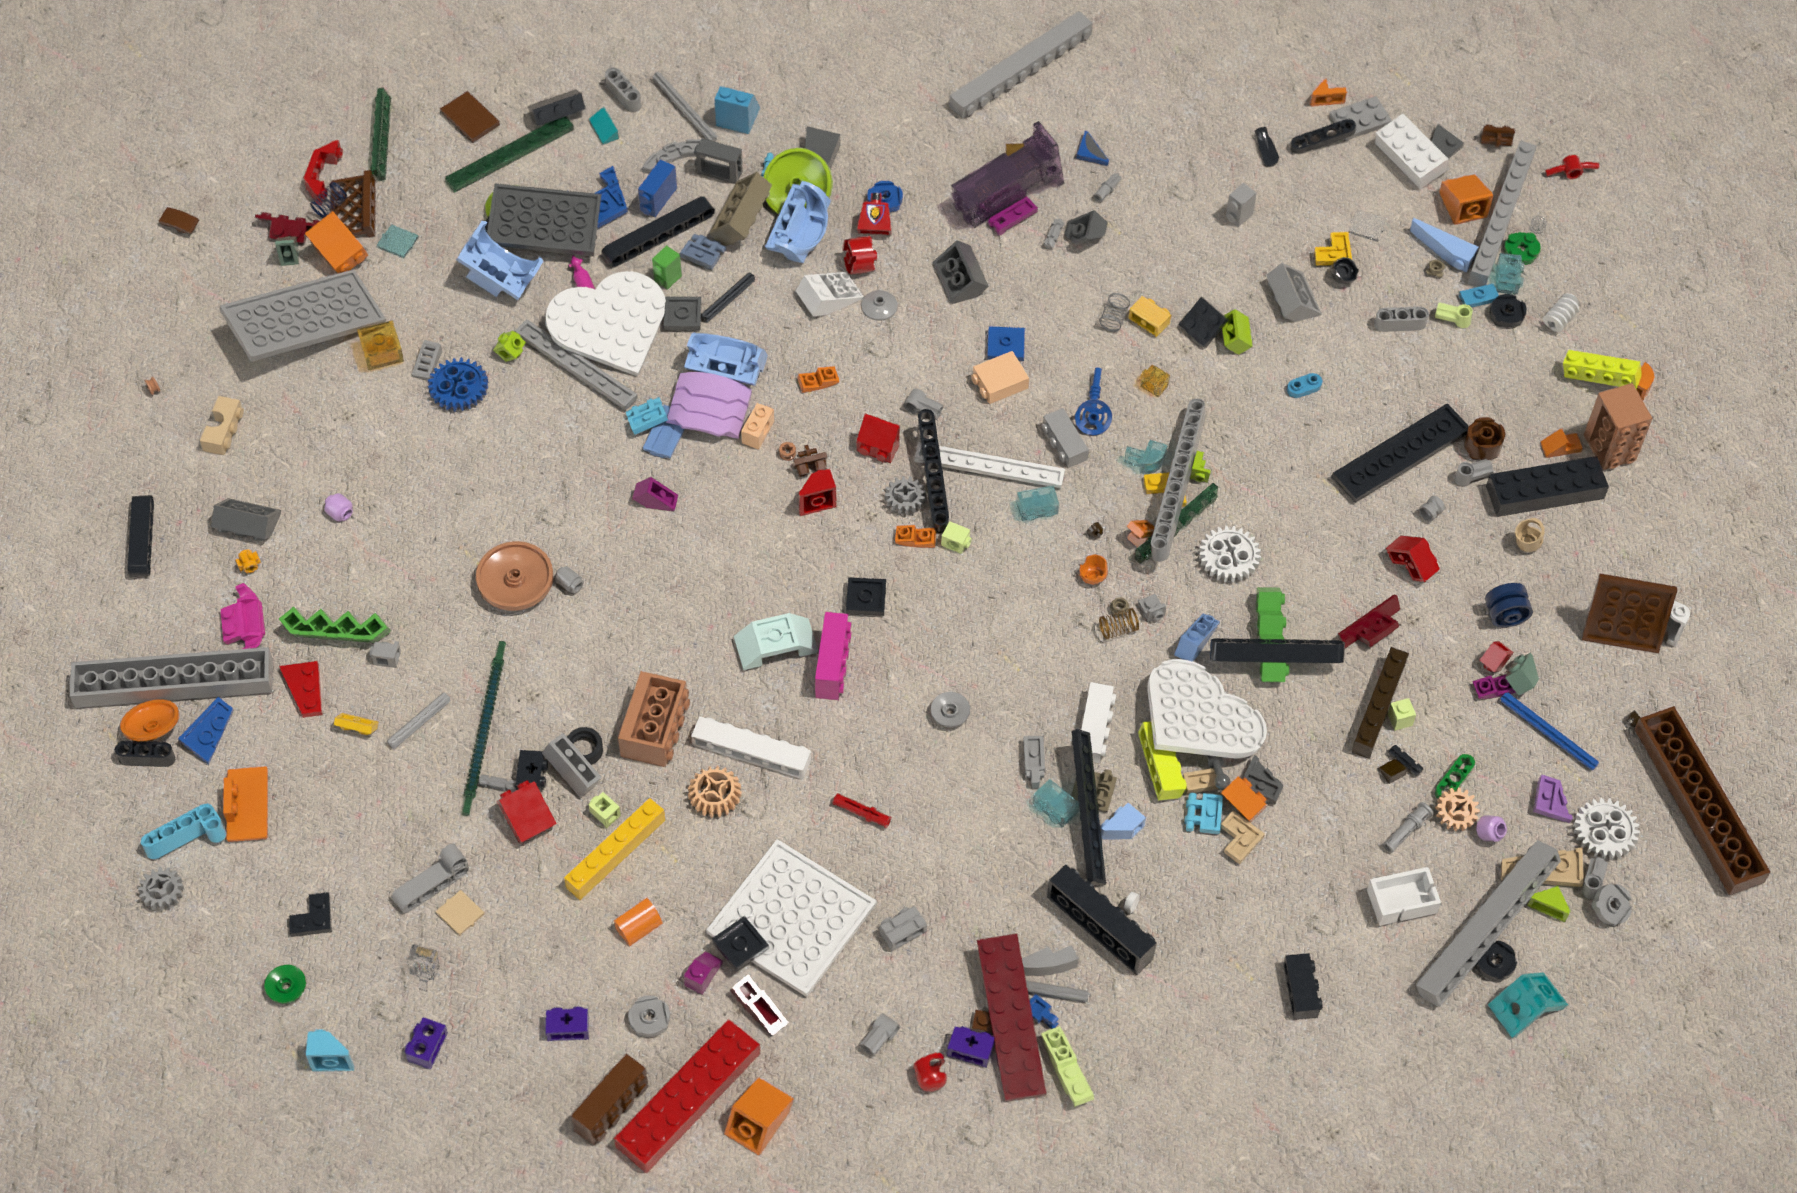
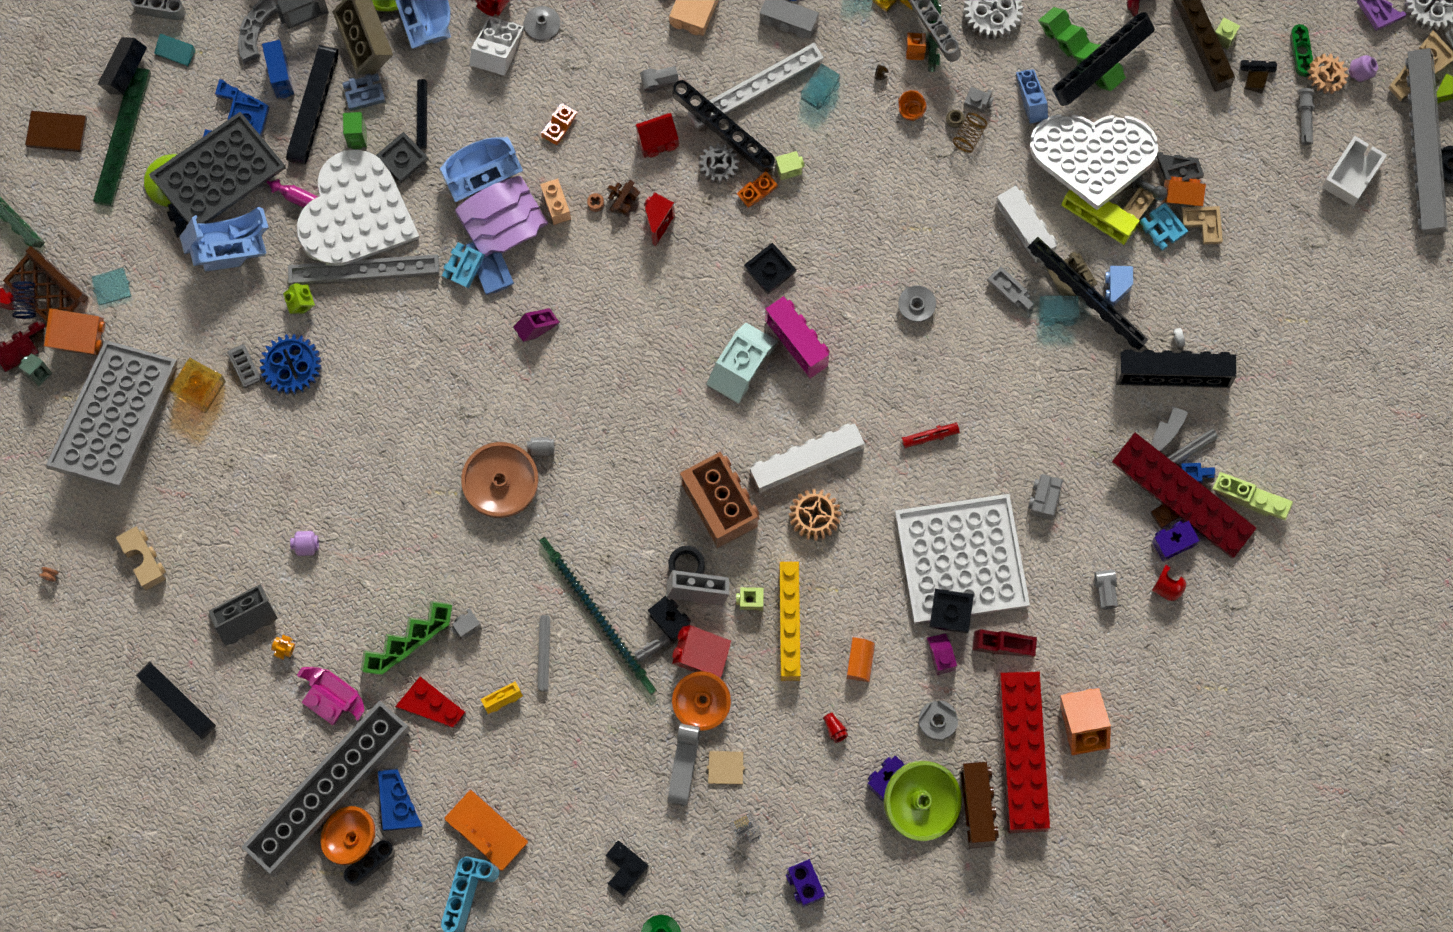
camera: 40 degrees left, 15 degrees up
(483, 839) = (687, 701): none -> orange dish
(566, 956) = (835, 728): none -> red cone
(571, 1058) = (922, 800): none -> lime dish
(1302, 986) = (1347, 297): black brick -> none

